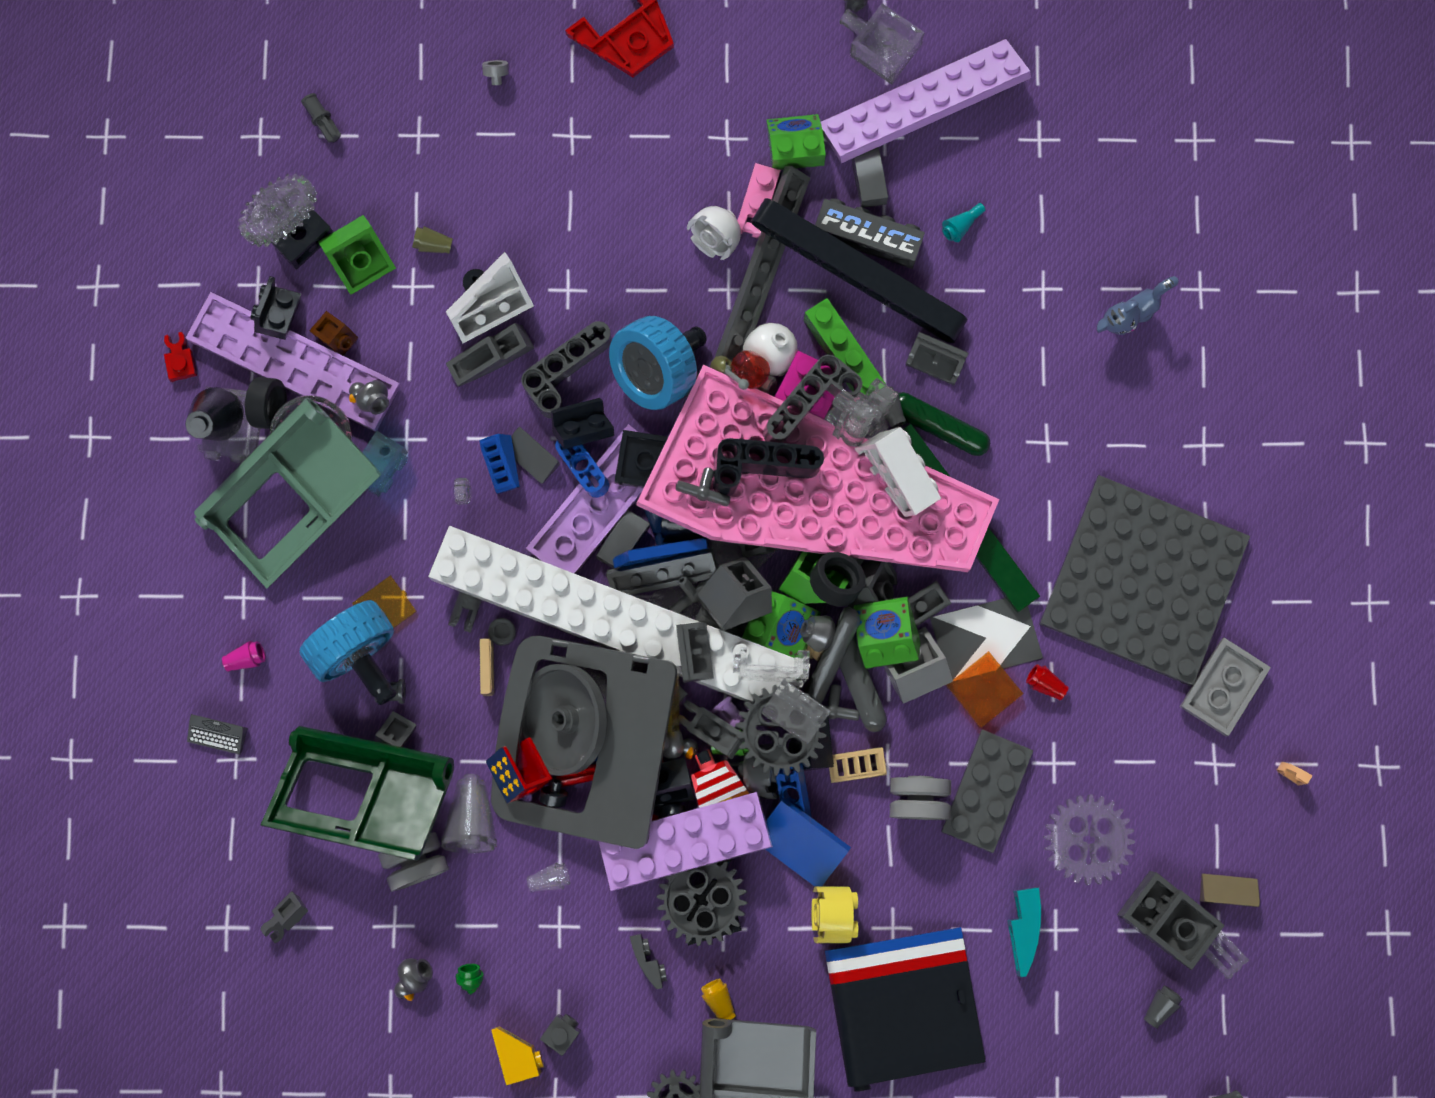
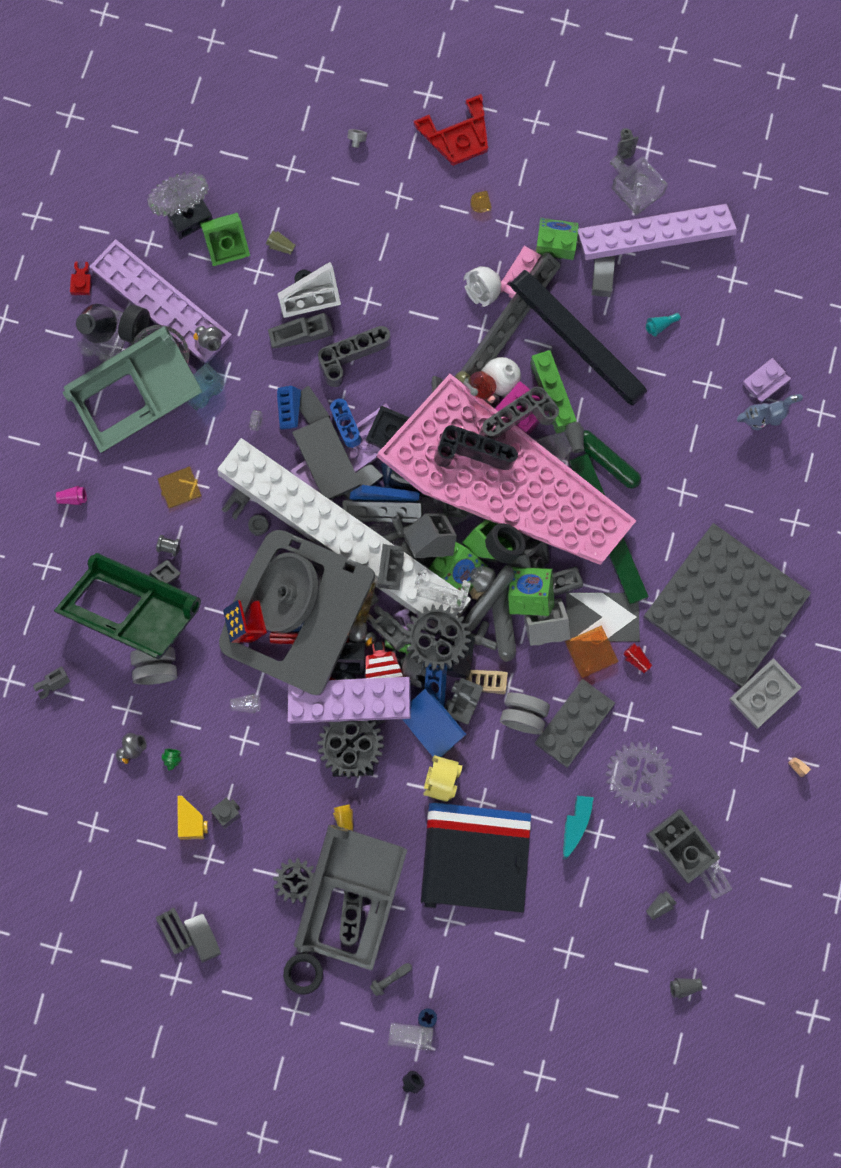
camera: 10 degrees right, 5 degrees down
(216, 734) = (38, 544): slope -> none
(275, 310) = (157, 263): black bracket -> none
(321, 117) = (225, 139): dark grey axle -> none
(334, 333) = (194, 289): reddish brown bracket -> none
(348, 645) = (149, 503): dark azure wheel -> none
(470, 818) = (201, 647): clear cone -> none
(486, 667) = (241, 546): tan tile -> none
(553, 795) = (265, 646): black tile -> none
(569, 521) = (326, 458): none -> dark grey tile
(581, 423) = (352, 393): black bracket -> none
(653, 971) = (303, 787): dark grey slope -> none
(655, 361) = (416, 362): dark azure wheel -> none
(682, 118) = (480, 202): none -> clear yellow tile
(703, 491) = (425, 458): dark grey piece -> none
(795, 712) = (451, 624): clear panel -> none
(835, 801) = (464, 700): none -> dark grey cylinder
(861, 414) = (552, 434): clear hips -> none
(871, 233) = (593, 314): dark grey brick -> none
(901, 470) = (571, 480): white wedge -> none
(936, 358) = (618, 413): dark grey hinge -> none
(1119, 265) = (766, 380): none -> lavender plate
(1229, 890) = (731, 837): dark tan slope -> none

